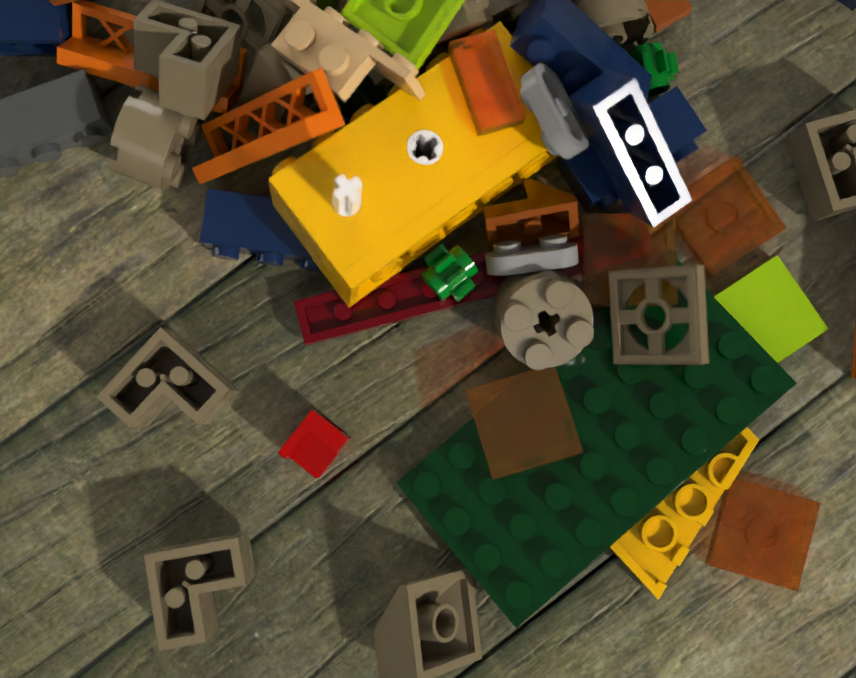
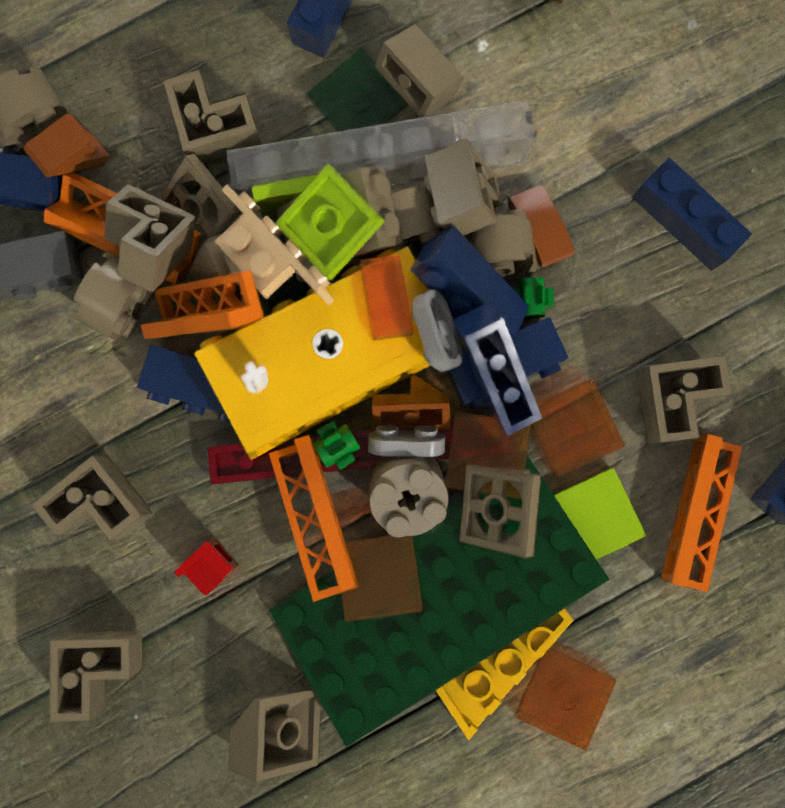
camera: 10 degrees right, 0 degrees up
(451, 354) = (326, 515): none -> orange fence

